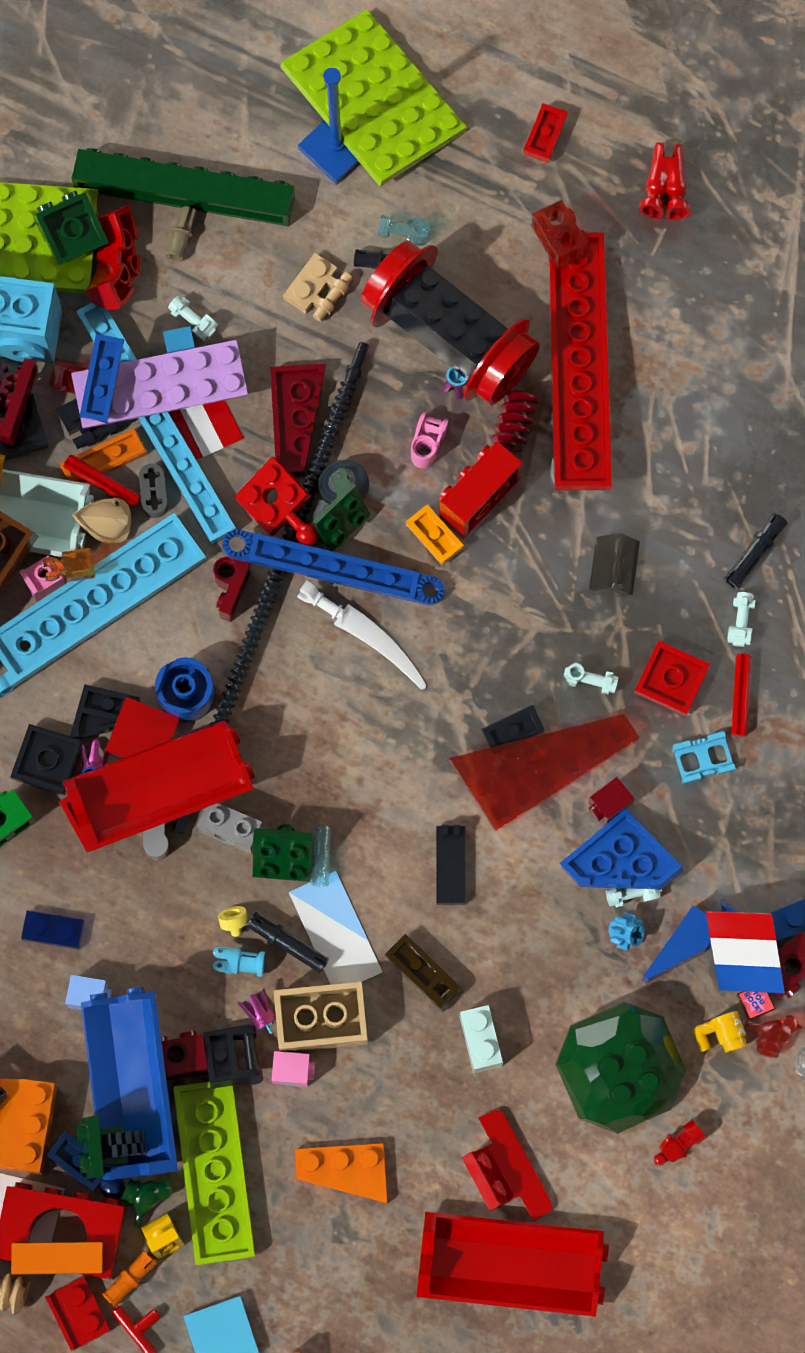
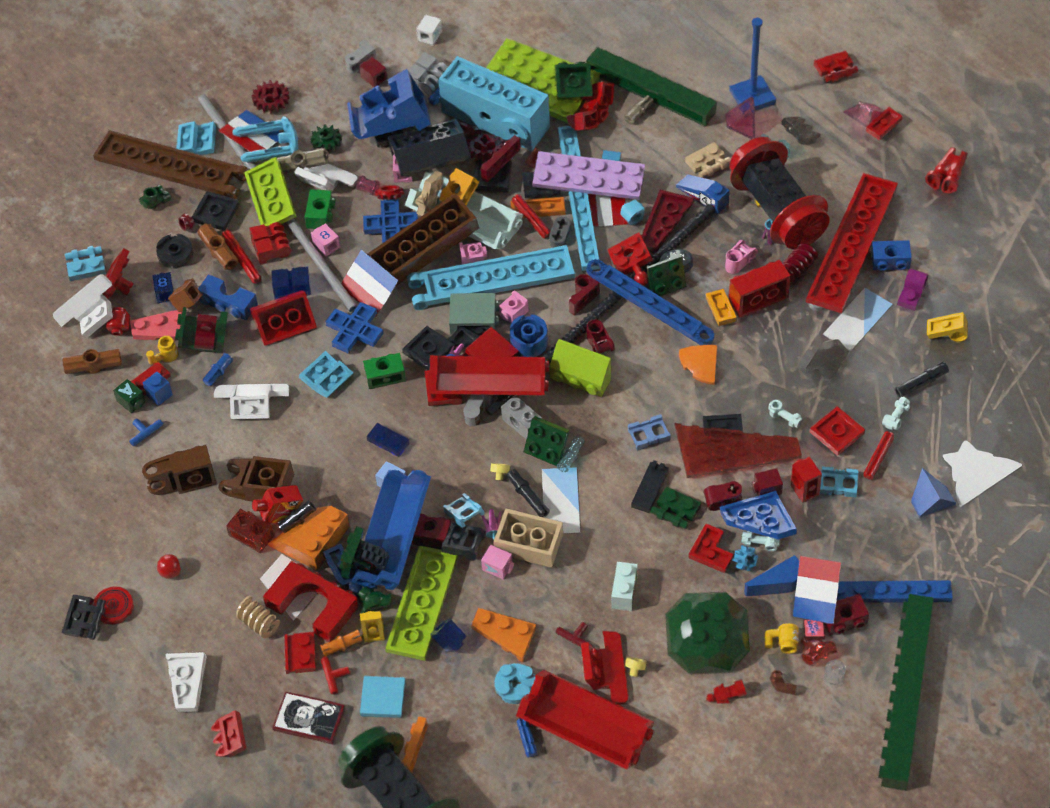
camera: 25 degrees right, 20 degrees down
(57, 1258) = (301, 609): orange tile -> none
(74, 565) = (493, 249): clear orange plate -> none
(87, 676) = (473, 310): none -> sand green panel
(101, 378) = (554, 156): blue plate -> none
(105, 520) = (523, 235): tan piece -> none
(143, 658) = (513, 307): none -> bright pink brick
(203, 327) = (620, 144): light aqua bar -> none
(204, 1015) = (456, 514): none -> medium azure piece
(239, 961) = (494, 493): medium azure piece -> none
(246, 420) = (633, 212): none -> medium azure plate
(274, 1212) = (448, 635): none -> clear blue brick
(281, 718) = (580, 368): none -> lime slope
(289, 657) = (600, 340): none -> dark red piece
(333, 345) = (705, 191): none -> blue slope
(340, 198) = (742, 118): none -> clear pink slope
(364, 629) = (650, 338): white sword -> none
(385, 102) = (788, 76): lime plate -> none
(401, 1227) = (514, 672): none -> medium azure plate
(408, 771) = (646, 426): none -> medium blue piece
(423, 972) = (605, 538): dark brown plate -> none
(431, 187) = (800, 131): none -> clear smoke plate
(433, 48) = (835, 66): none -> red plate
(440, 636) = (700, 361): none -> orange brick
(443, 1319) = (527, 738): none -> blue axle
(444, 1141) = (575, 637): none -> dark red piece
(501, 877) = (677, 503): none -> dark green plate
(513, 123) = (864, 112): none -> clear pink slope
(543, 1152) = (635, 664): none -> light yellow tile
(553, 847) = (722, 495): none -> dark red piece
(554, 236) = (869, 172): clear red brick -> none
(567, 939) = (706, 550): none -> red plate
(634, 472) = (858, 318): none -> sticker
(651, 349) = (891, 255): none -> blue brick
(662, 778) = (806, 479): none -> red brick
(689, 406) = (913, 289): none -> magenta plate
(744, 1103) = (780, 685): none -> copper arm
(765, 450) = (952, 325): none -> yellow plate

